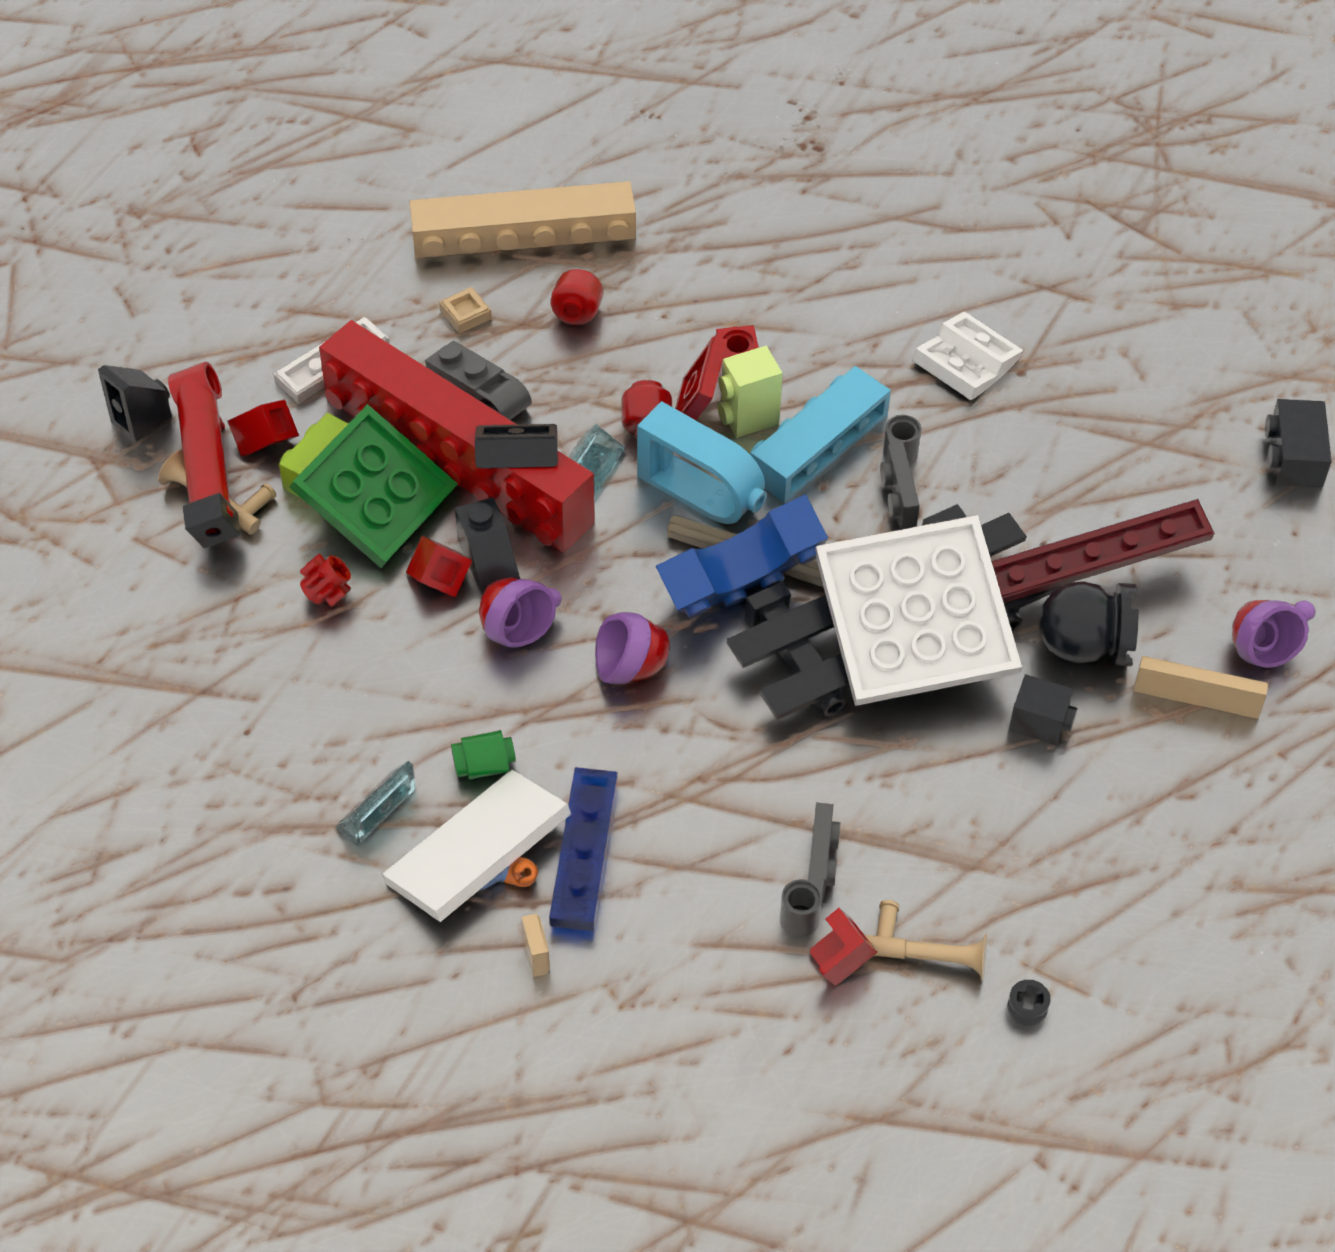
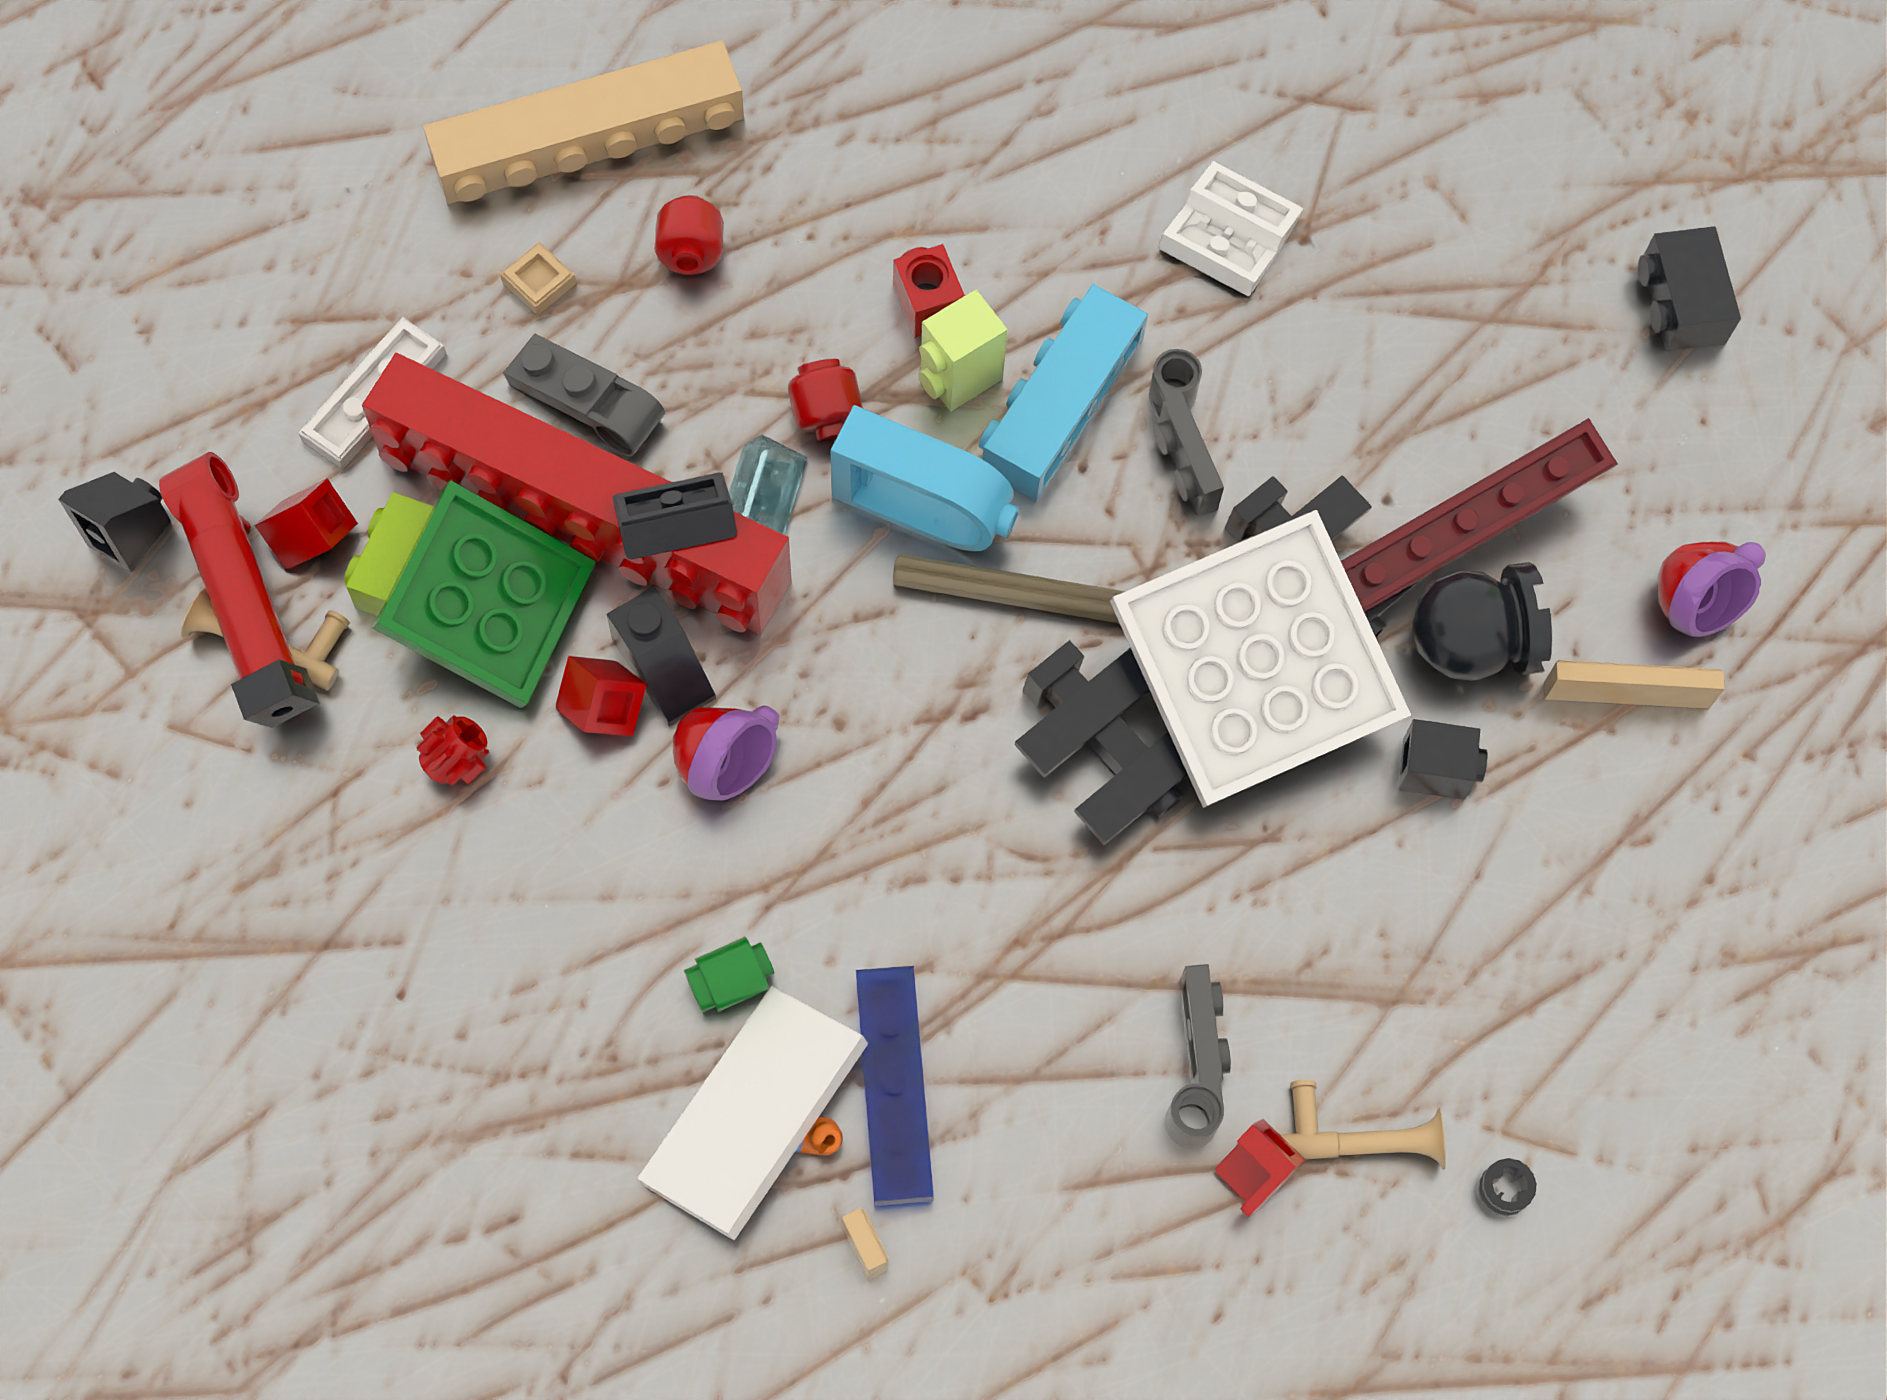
camera: 15 degrees left, 15 degrees up
(378, 804) = (603, 1071): clear light blue slope -> none
(630, 648) = (888, 777): medium lavender piece -> none
(701, 379) = (891, 353): red tile -> none
(745, 561) = (1008, 617): blue brick -> none

